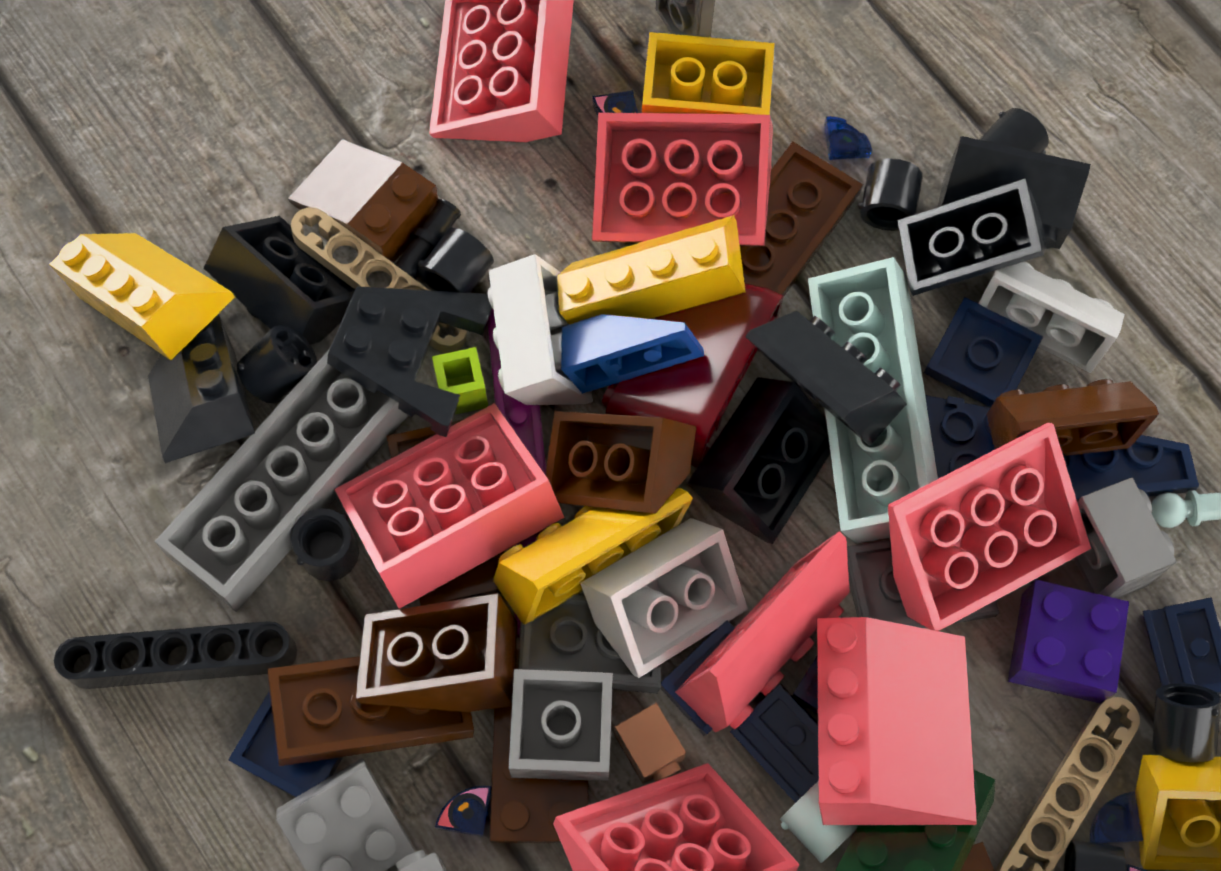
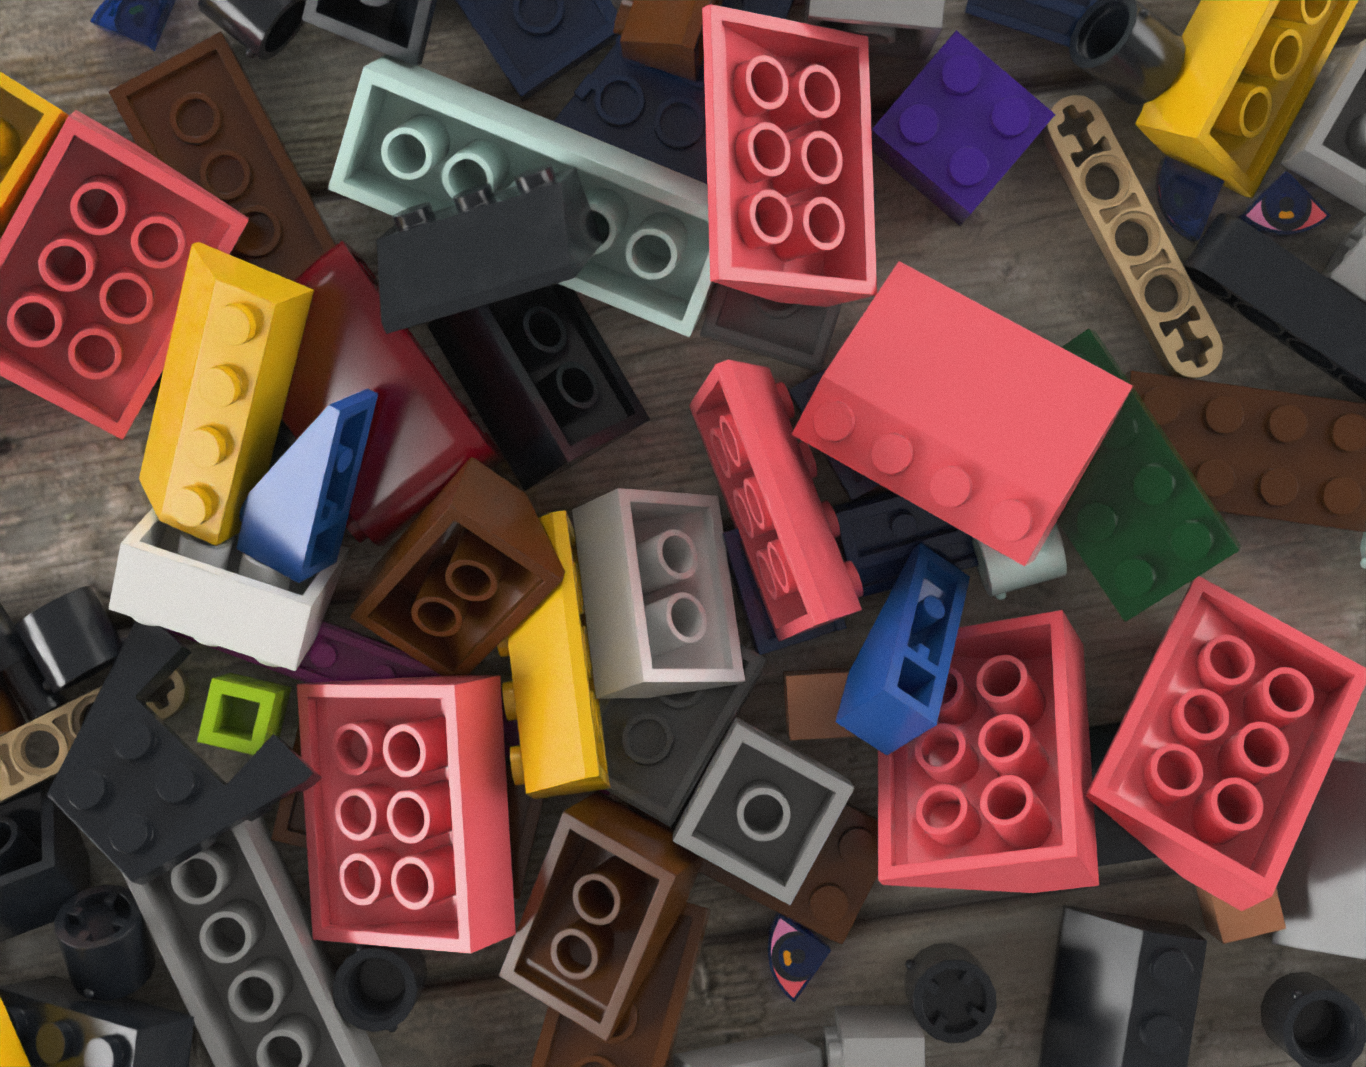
camera: 60 degrees left, 20 degrees up
(714, 771) = (907, 656): none -> blue slope

